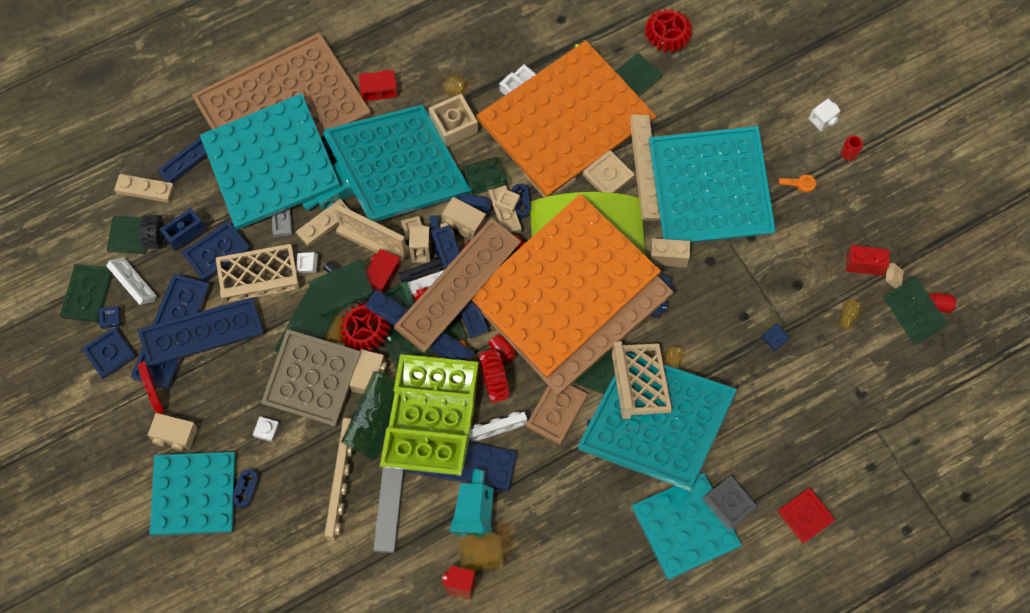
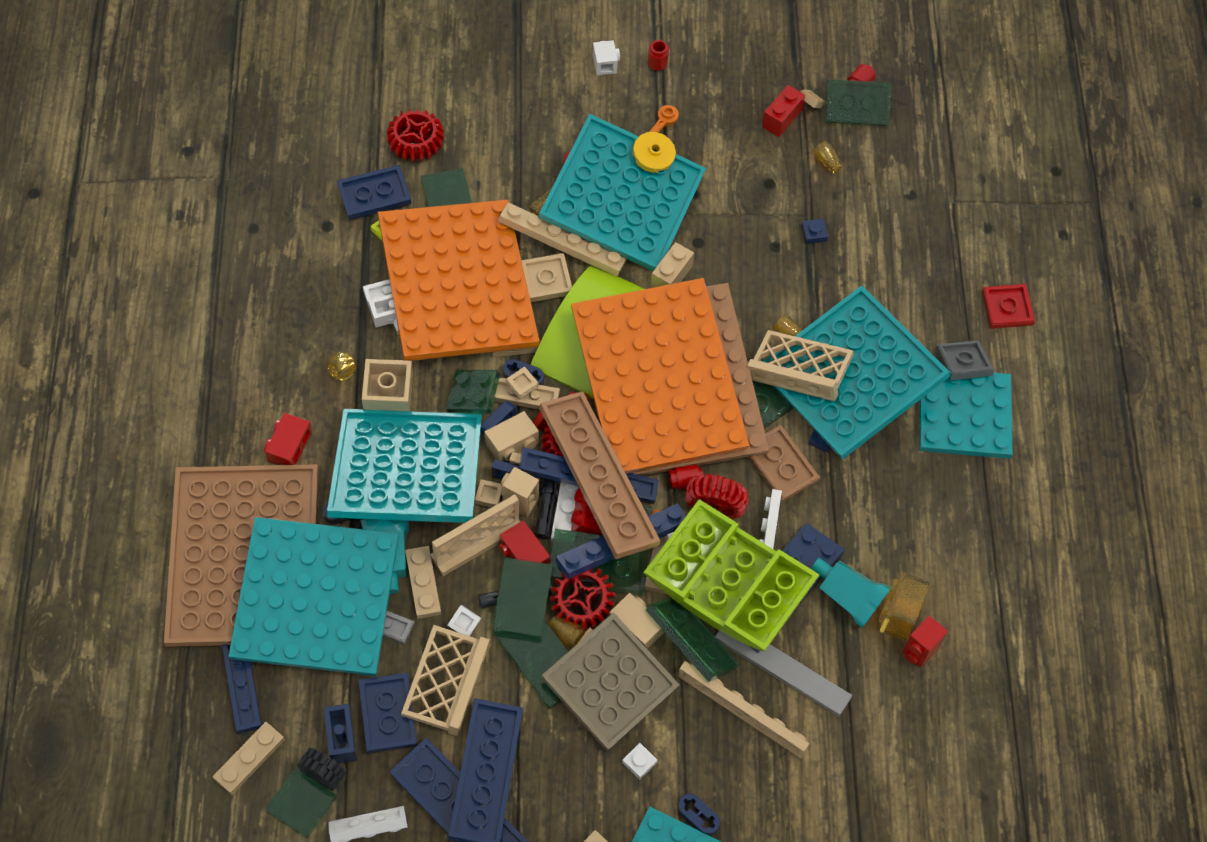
camera: 65 degrees left, 5 degrees down
(604, 31) = (374, 192): none -> dark blue plate
(755, 195) = (649, 159): none -> yellow plate

